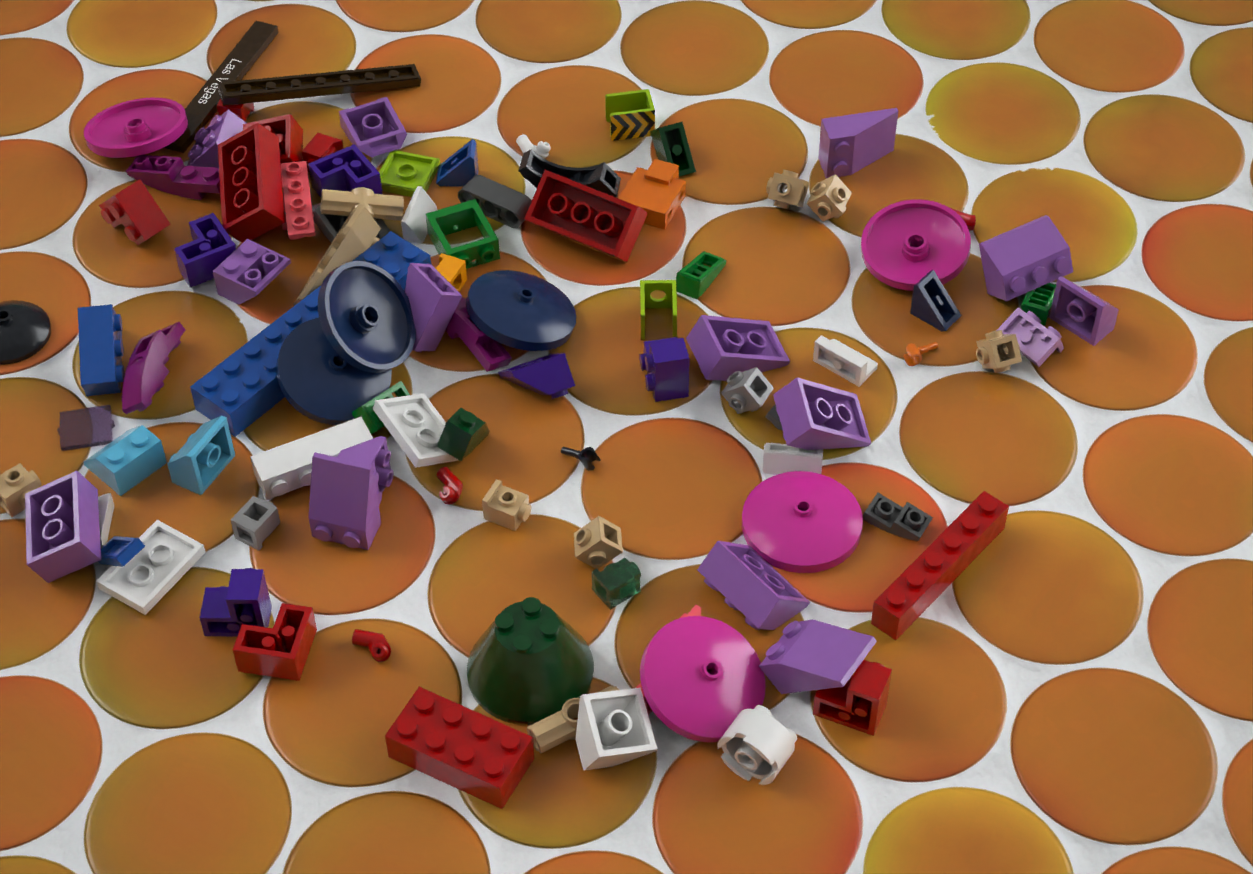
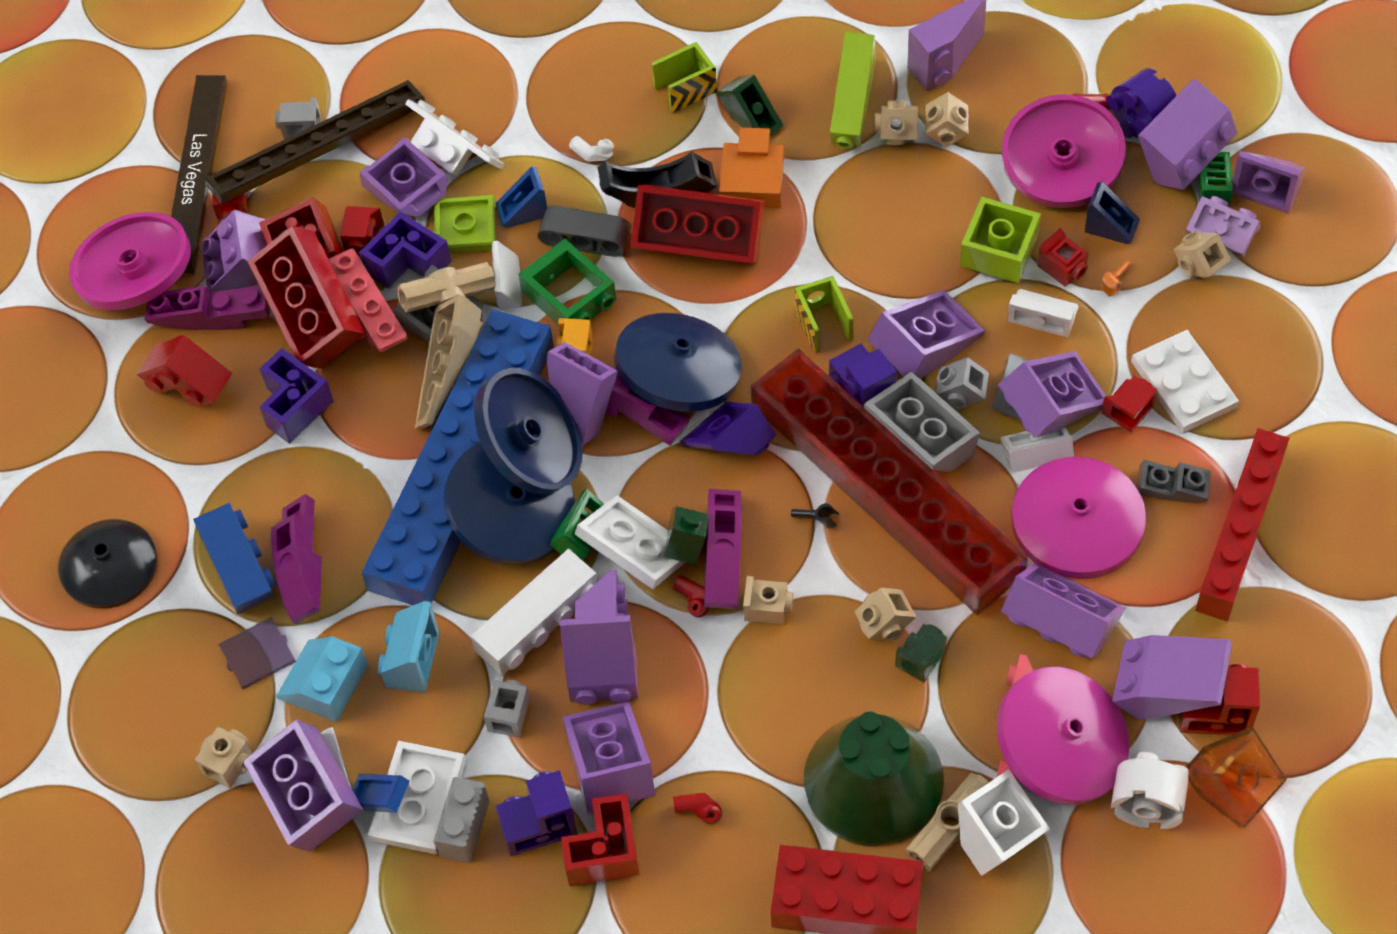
camera: 15 degrees left, 10 degrees up
(175, 593) = (461, 820): none -> light grey brick
(248, 271) = (354, 407): medium lavender slope -> none
(315, 63) = (297, 117): none -> light grey brick
(320, 580) = (609, 753): none -> medium lavender slope
(419, 114) = (445, 144): none -> white bracket
(488, 455) = (723, 549): none -> magenta slope
(650, 445) = (889, 481): none -> clear red brick
(696, 276) = (844, 255): green slope -> none
(699, 410) = (925, 423): none -> light grey slope
(762, 156) = (853, 89): none -> lime slope
(831, 294) = (1000, 239): none -> lime brick
(843, 759) = (1236, 776): none -> clear orange slope
(878, 323) = (1062, 258): none -> red window
(886, 446) = (1130, 403): none -> red window
(943, 445) = (1185, 381): none -> white plate
(995, 218) = (1139, 101): none -> dark purple brick

